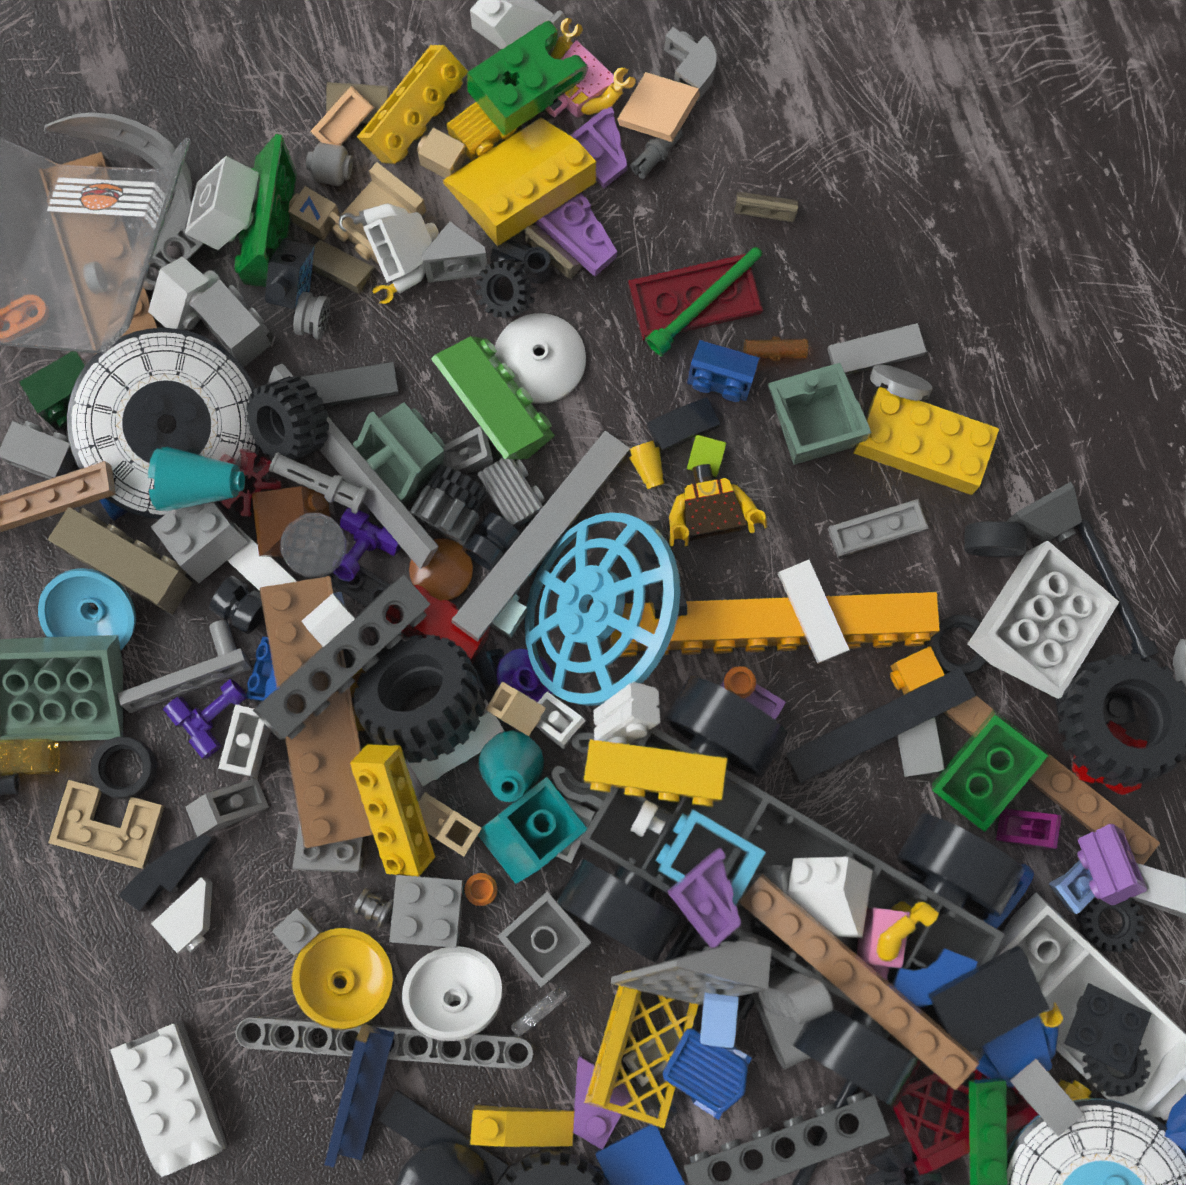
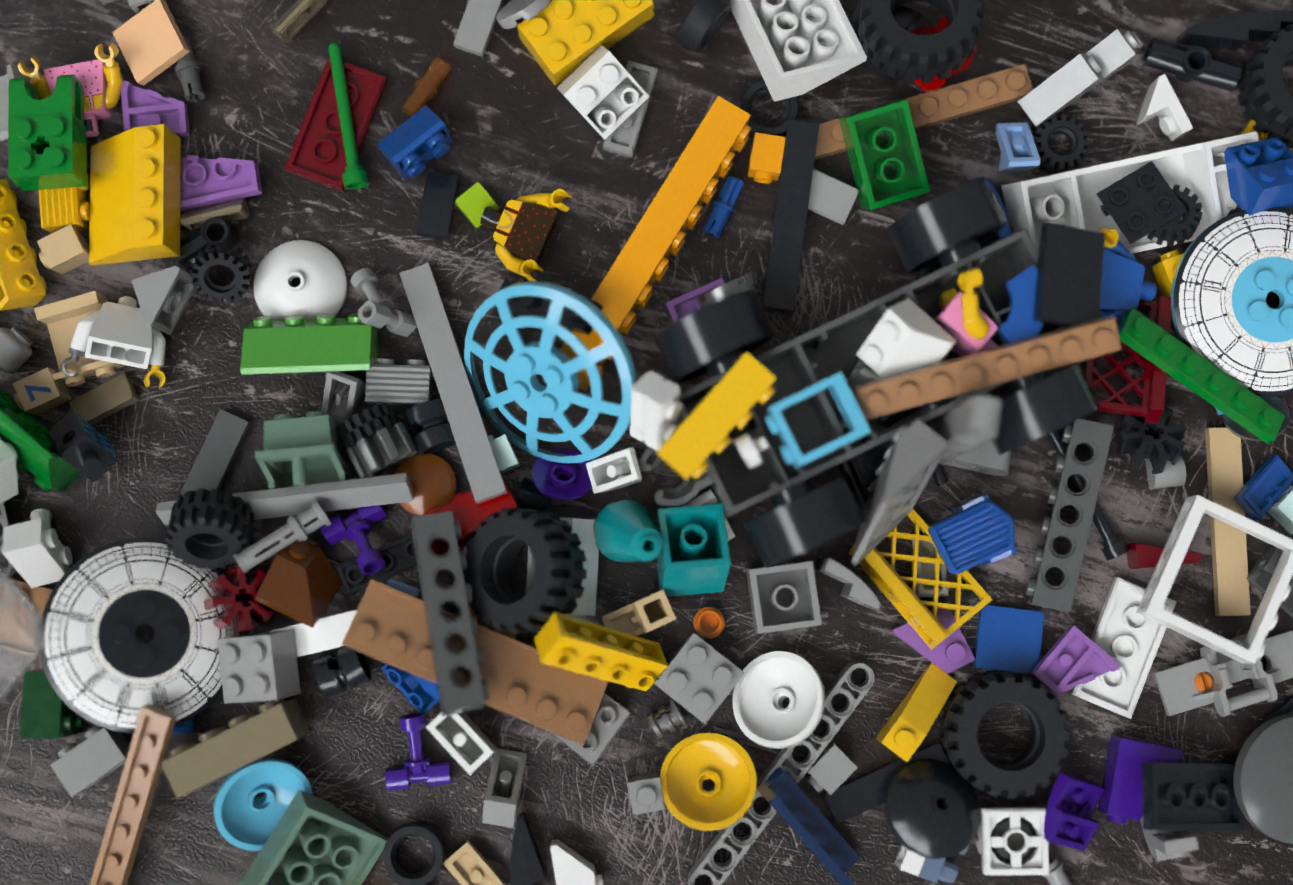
camera: 60 degrees left, 5 degrees up
(191, 479) = (208, 643): teal cone -> none
(227, 664) = (385, 713): light grey piece -> none
(232, 322) = (91, 523): light grey brick -> none
(311, 315) = (131, 451): light grey wheel -> none
(313, 545) = (335, 576): clear tile -> none
(328, 620) = (408, 604): white piece -> none
(421, 1080) = (830, 769): none -> light grey brick
(515, 708) = (584, 498): tan brick -> none
(540, 1010) = (838, 637): clear tile -> none
(561, 434) = (377, 310): none -> light grey bar
(592, 996) = (853, 588): none -> light grey slope
(648, 464) = (451, 256): yellow cone -> none
(707, 899) = (849, 443): medium lavender wing -> none
(719, 1020) = (941, 500): light blue slope -> none
(740, 681) = (682, 302): orange plate -> none
(785, 718) = (728, 289): none -> flat silver plate
(813, 611) = (668, 203): white tile -> none
(818, 413) = (505, 89): sand green piece -> none
(850, 663) = (723, 206): none -> blue axle
(874, 495) = (603, 92): none -> white slope
(1029, 829) = (949, 155): magenta slope -> none
(1047, 1097) = (1164, 284): light grey slope -> none
(1111, 865) = (1019, 112): medium lavender brick -> none

